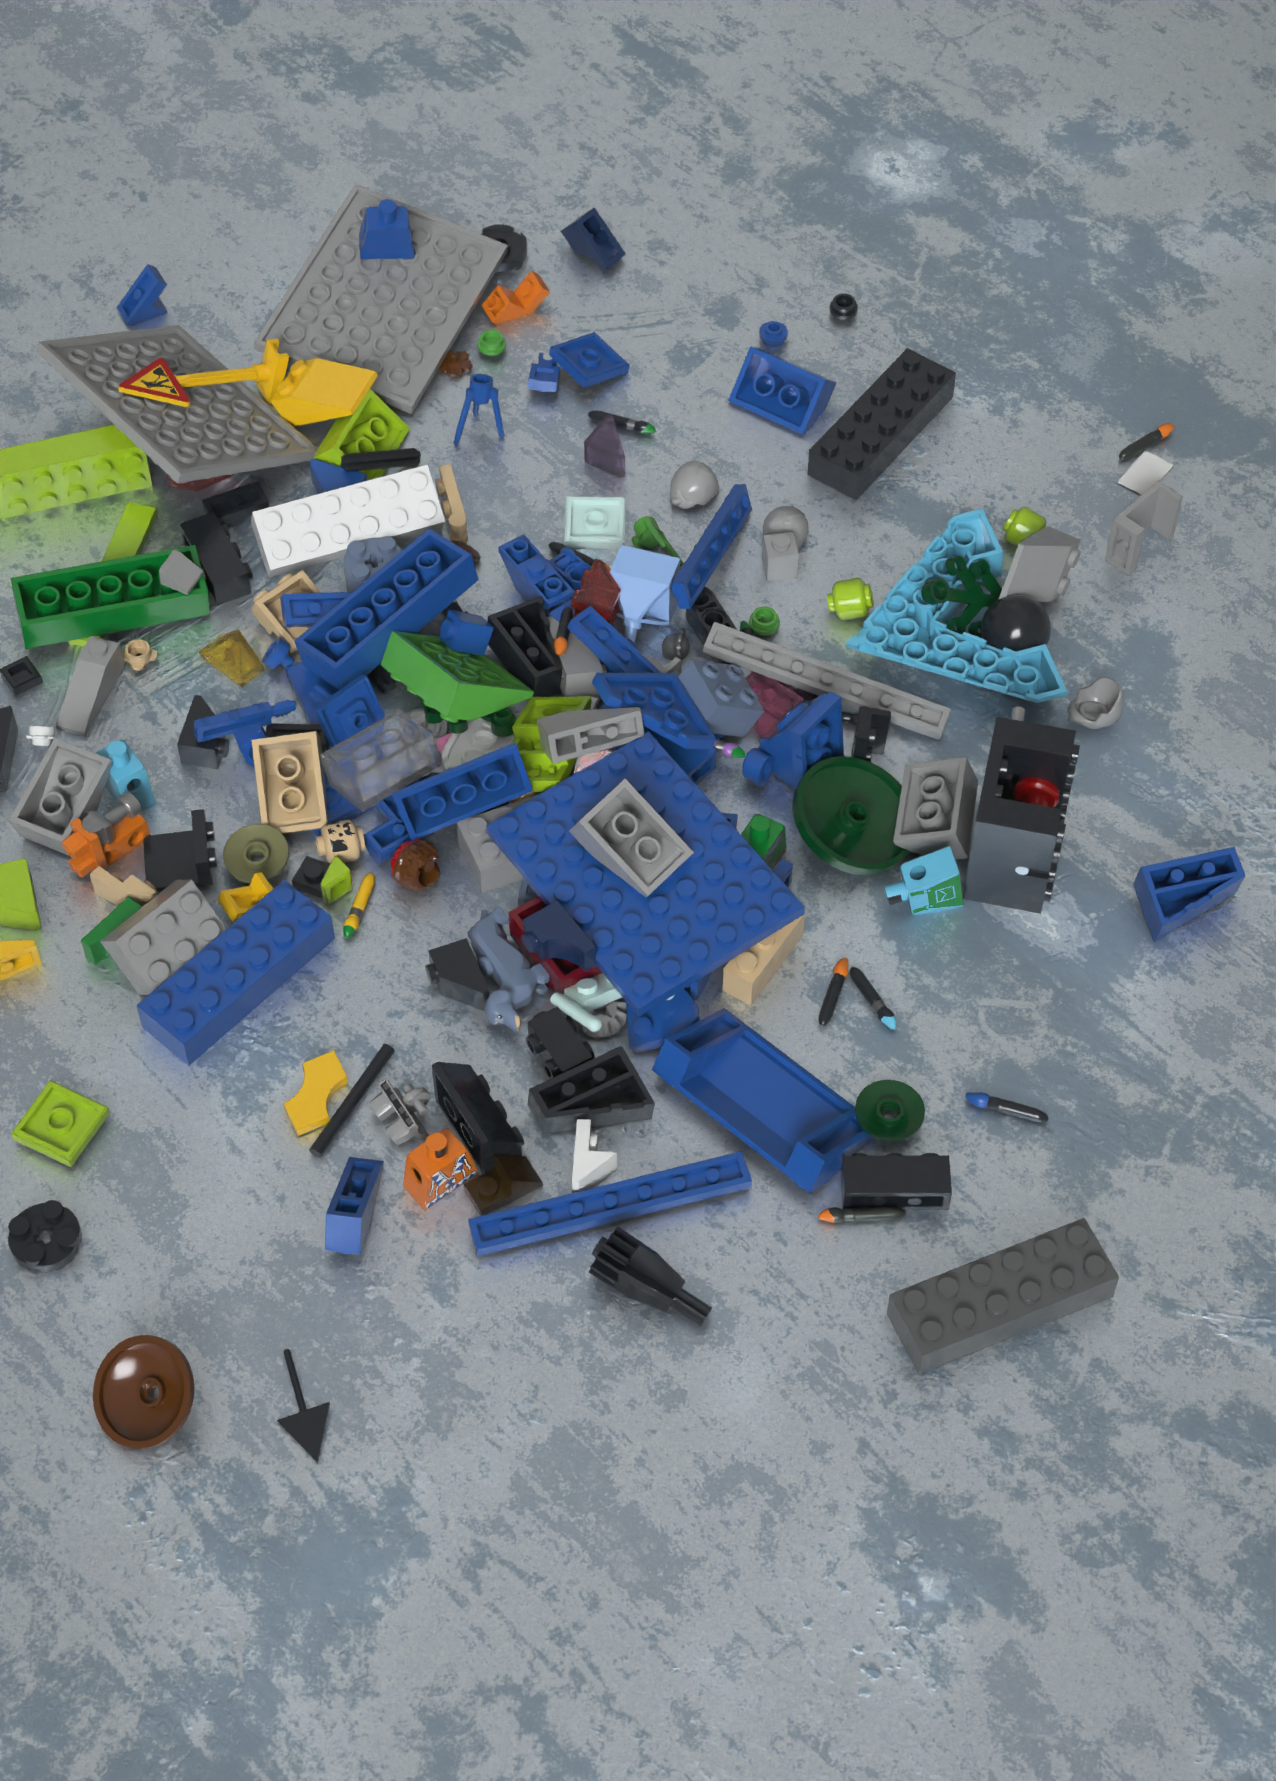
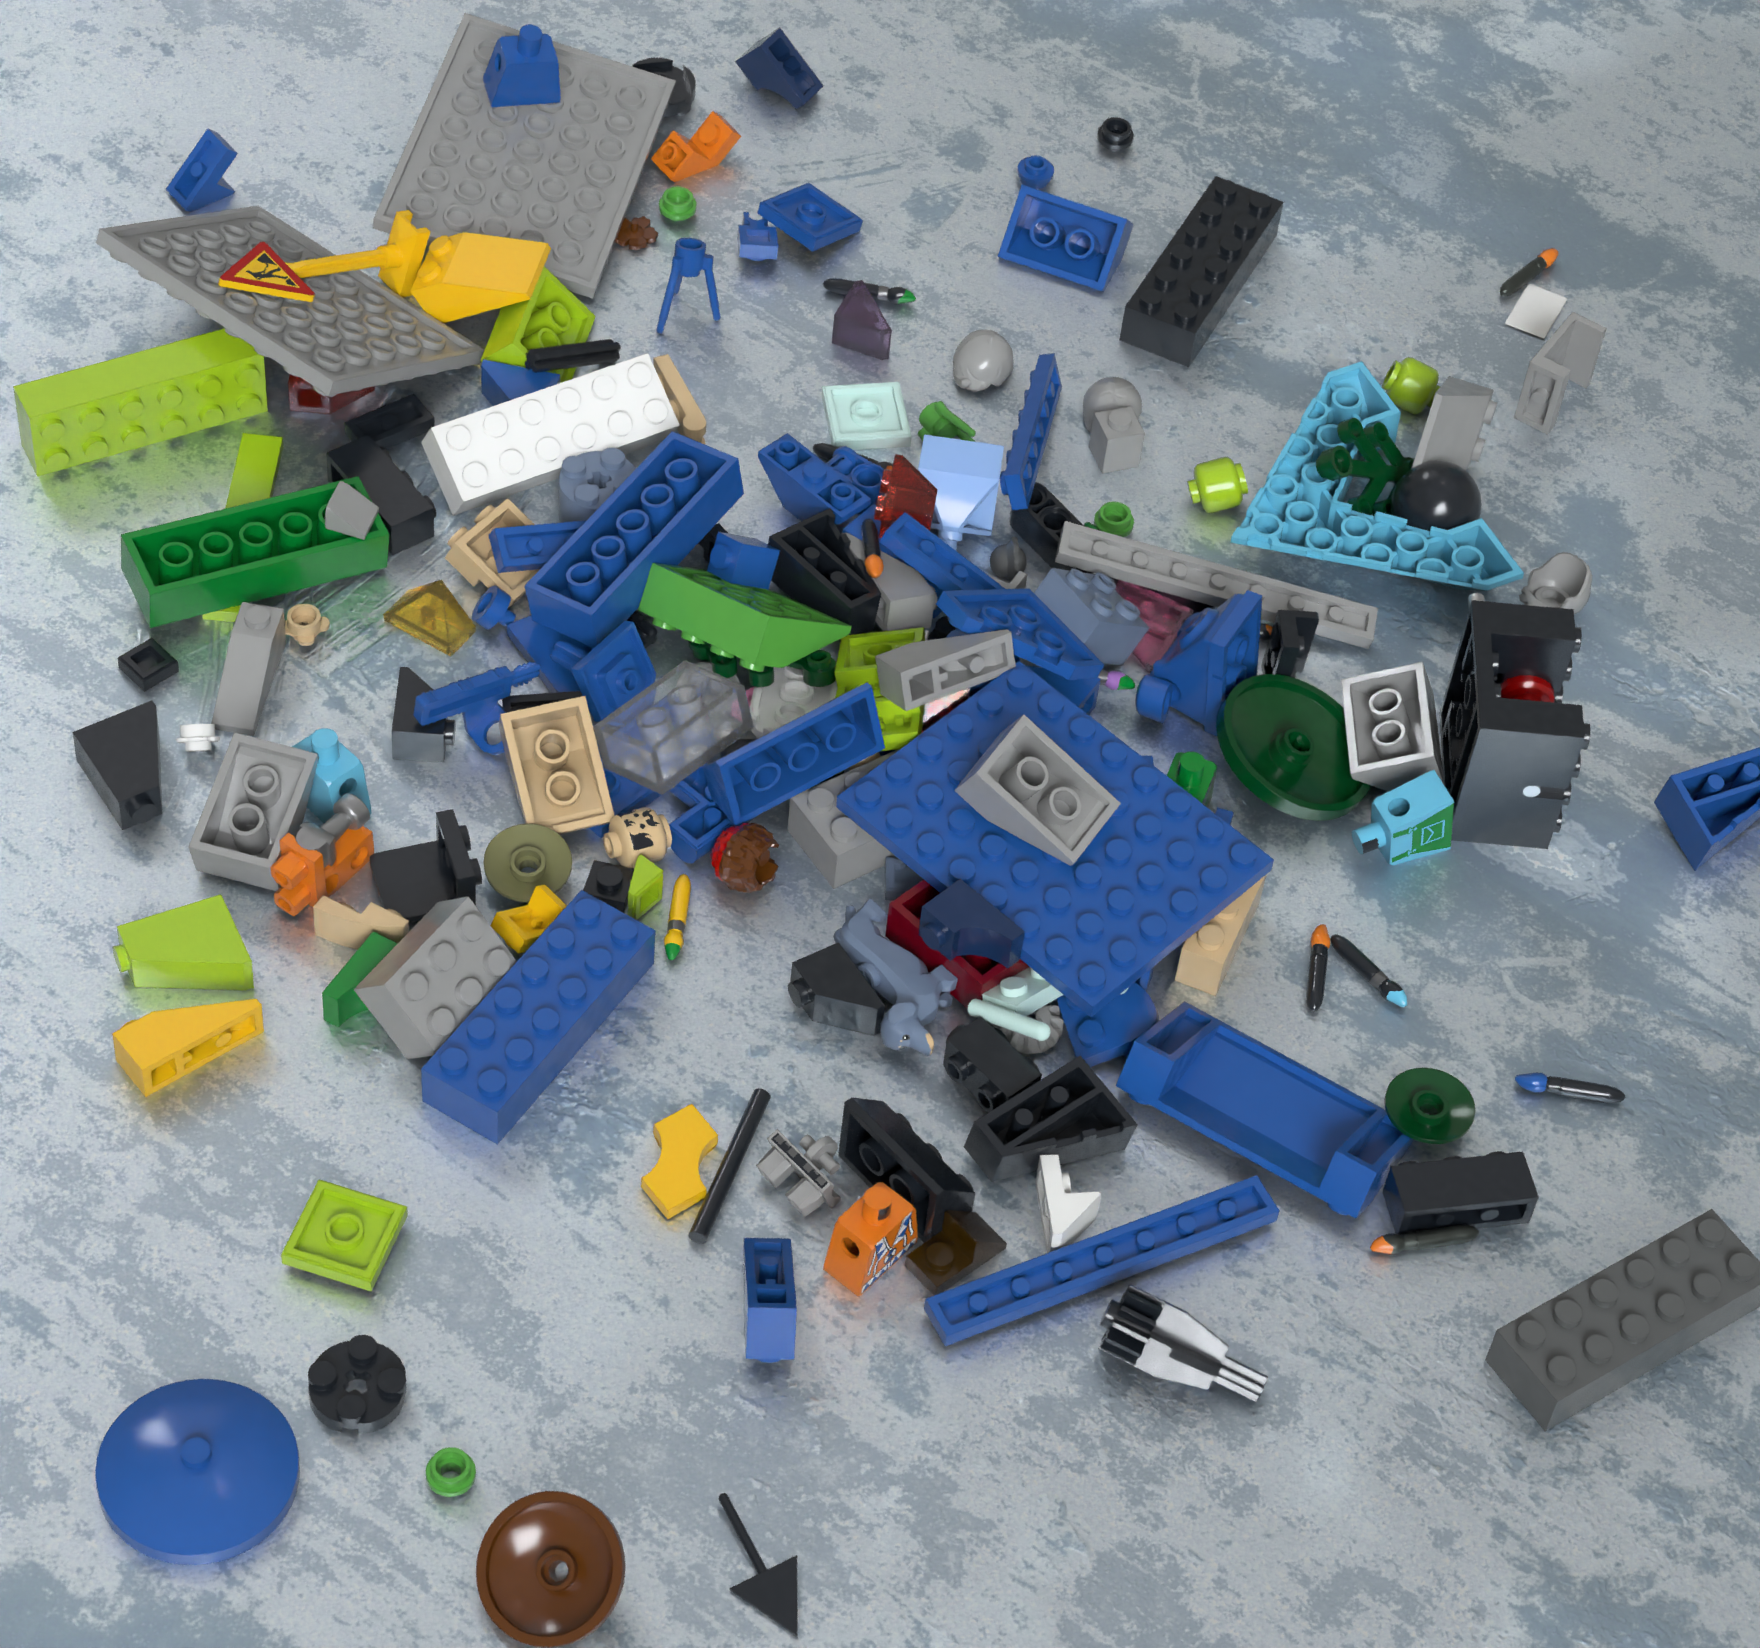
camera: 15 degrees left, 5 degrees down
(91, 1301) = (450, 1460): none -> bright green plate

